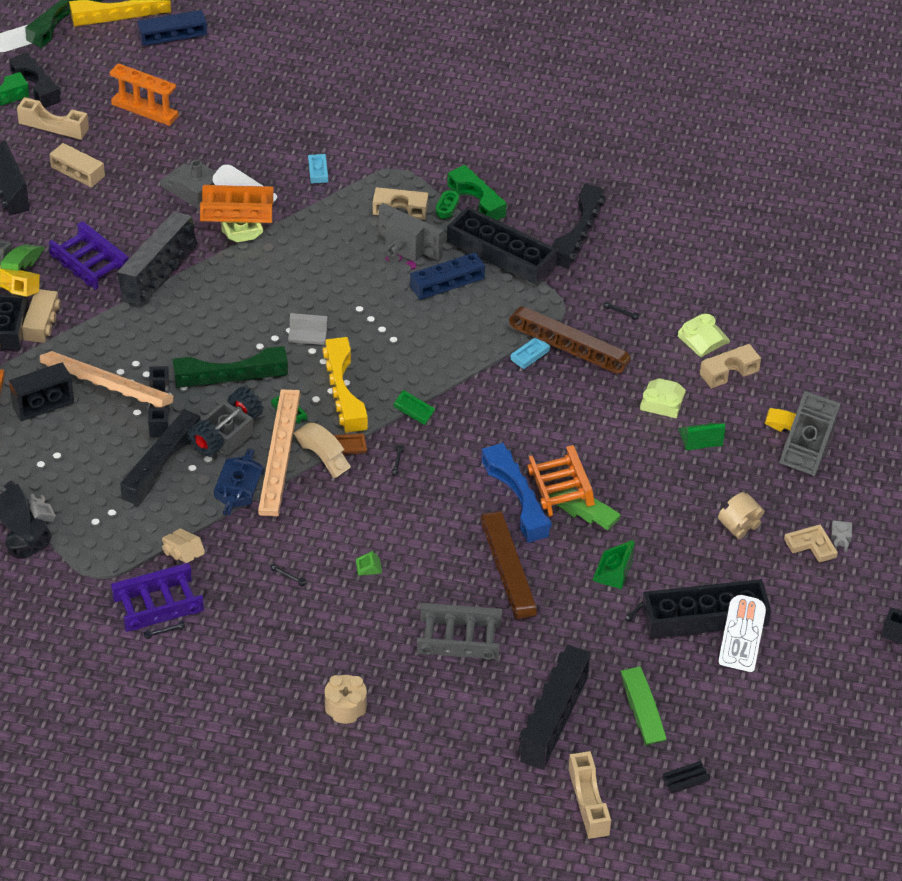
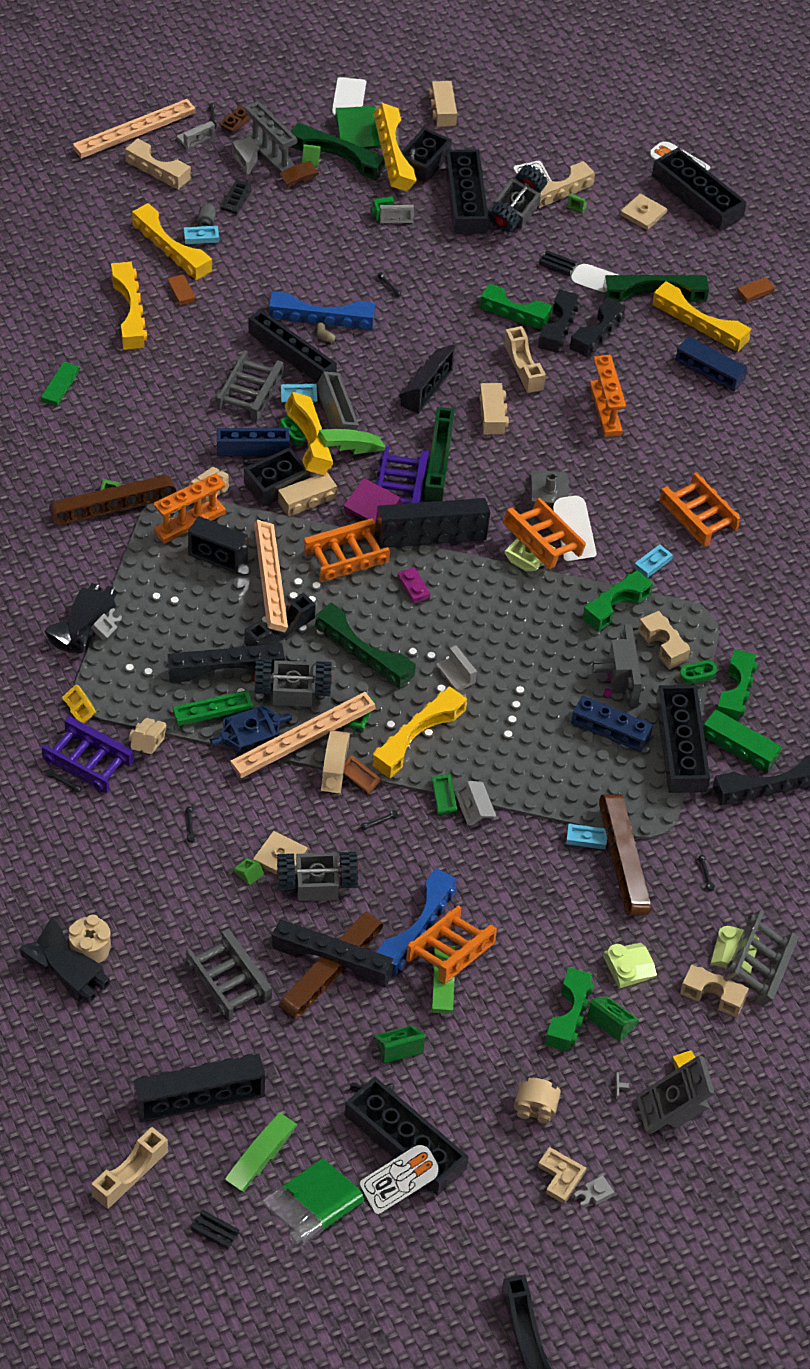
camera: 50 degrees right, 5 degrees up
(69, 204) = (439, 454): none -> dark green arch
(70, 75) = (587, 339): none -> black arch
(96, 282) = (366, 499): none -> magenta panel
(101, 573) = (79, 704): none -> yellow slope
(113, 313) = (342, 536): none -> orange fence
(195, 492) = (212, 708): none -> green plate
(199, 307) = (413, 585): none -> magenta plate
(295, 126) = (693, 522): none -> orange fence
(339, 218) = (633, 589): none -> green arch
(363, 725) = (73, 969): none -> black hips
(373, 536) = (276, 845): none -> tan plate
(422, 518) = (317, 874): none -> brick
(439, 395) = (474, 802): none -> light grey panel
(468, 569) = (366, 963): none -> black arch
(535, 218) = (741, 741): none -> green brick
(660, 438) = (563, 1028): none -> green arch
(712, 699) = (313, 1201): none -> green door
(736, 316) = (779, 959): none -> dark grey fence
(761, 467) = (620, 1086): none -> light grey piece

